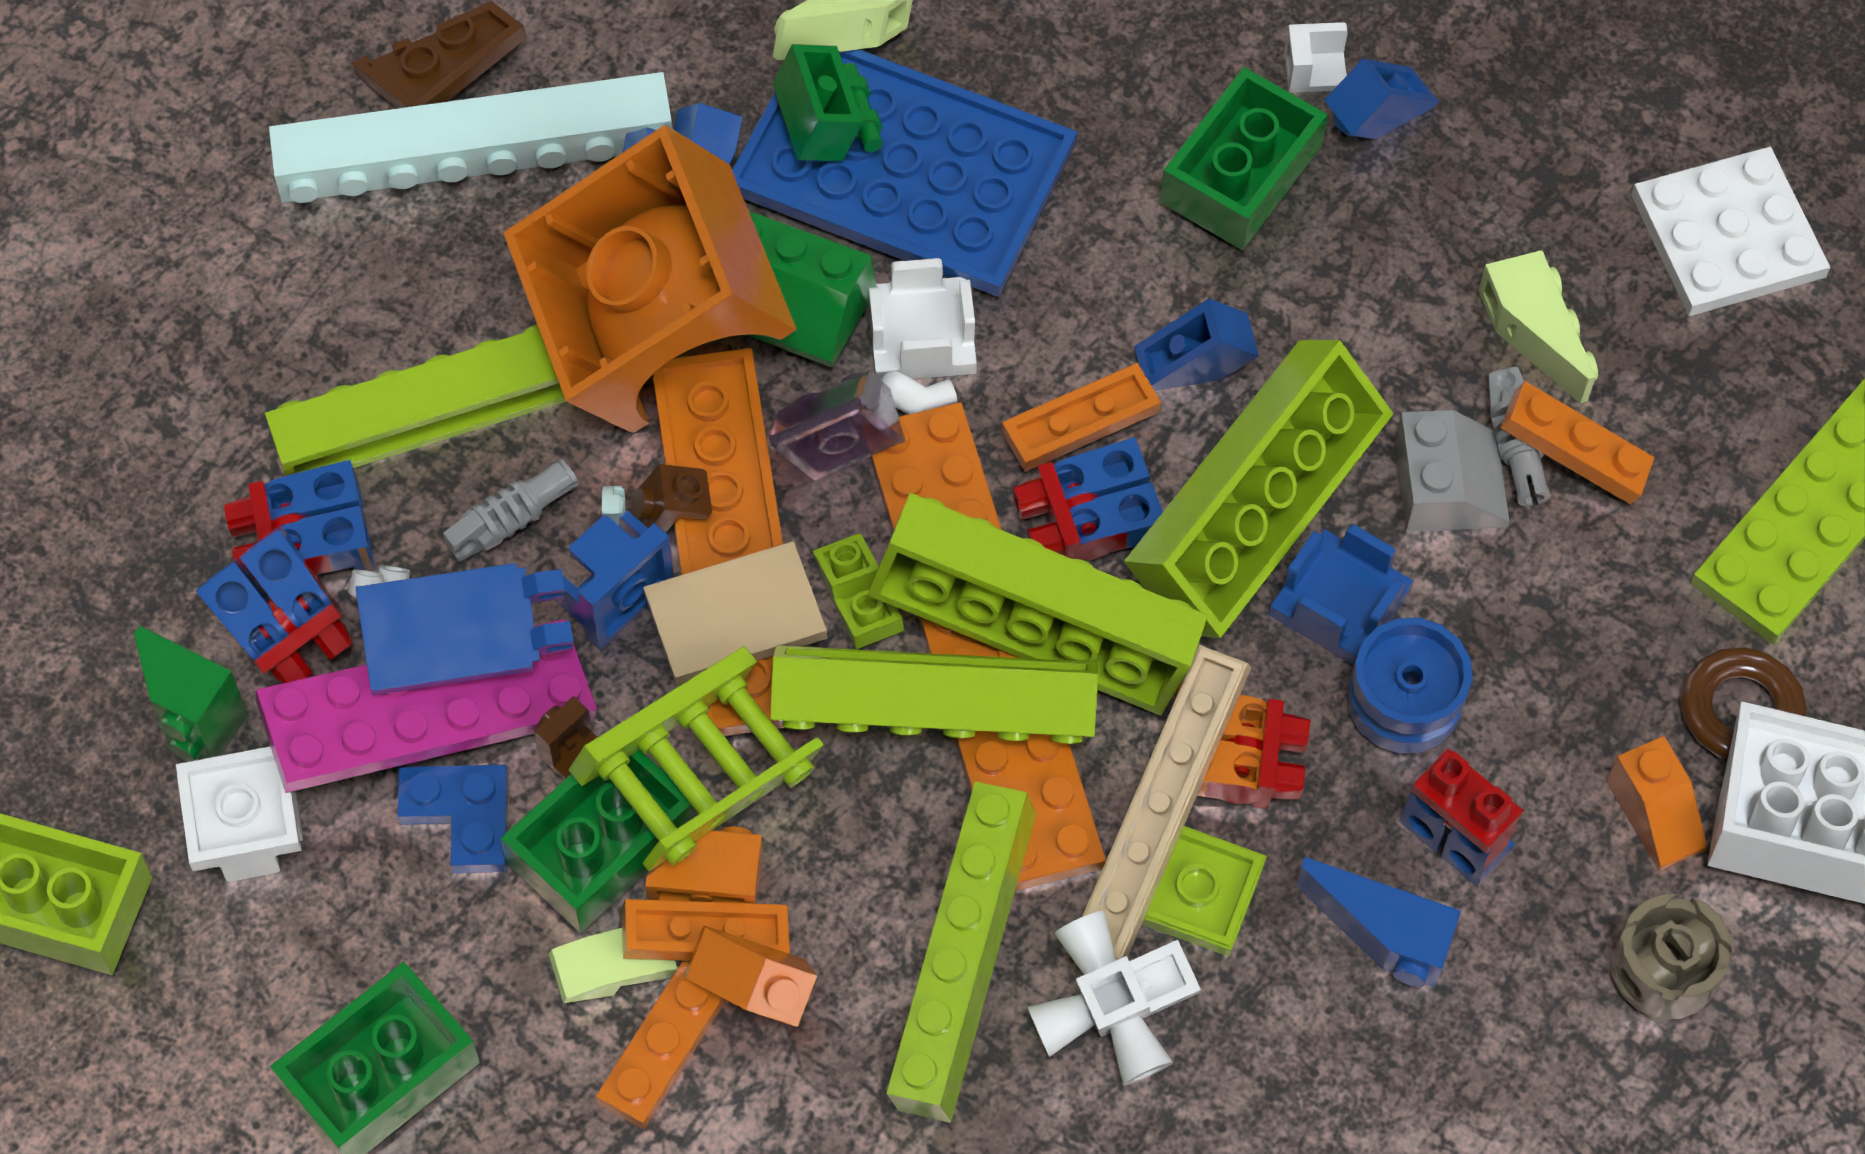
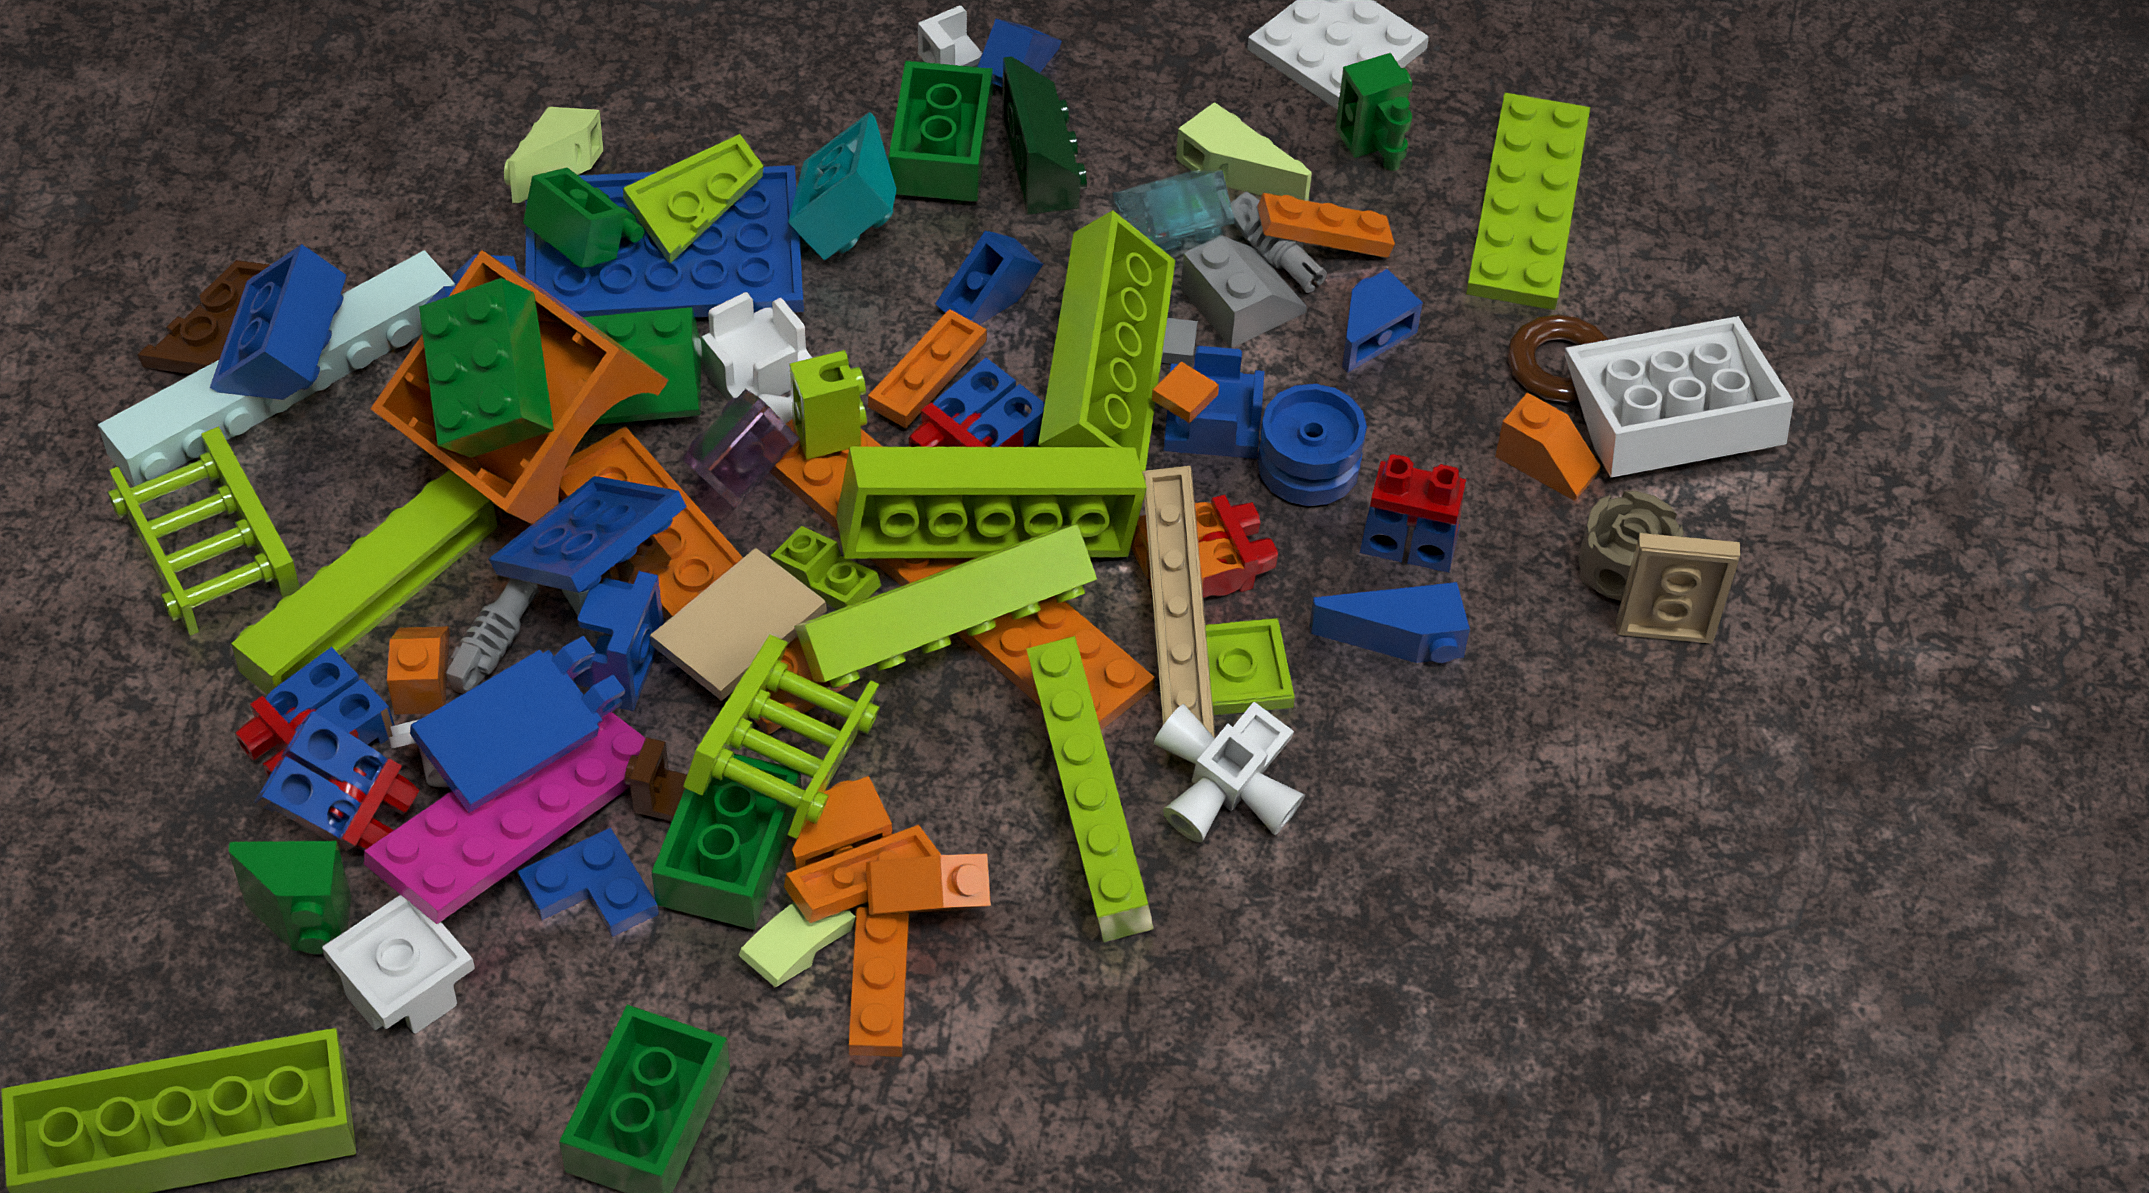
camera: 30 degrees left, 10 degrees down
(352, 299) = (235, 495): none -> lime fence
(423, 510) = (418, 669): none -> orange slope
(478, 102) = (280, 327): none -> blue slope
(607, 252) = (486, 368): none -> green brick
(634, 457) = (588, 534): none -> blue plate
(940, 422) = (827, 403): none -> lime brick
(953, 122) = (693, 194): none -> lime wing
(1104, 183) = (844, 189): none -> teal slope
(1305, 572) = (1185, 392): none -> orange tile
(1340, 212) = (1040, 140): none -> dark green slope
(1351, 500) = (1179, 341): none -> light grey tile
(1436, 350) = (1178, 207): none -> clear light blue slope
(1568, 572) = (1379, 318): none -> blue slope
(1676, 1033) = (1677, 588): none -> tan tile
(1710, 333) = (1375, 109): none -> green brick

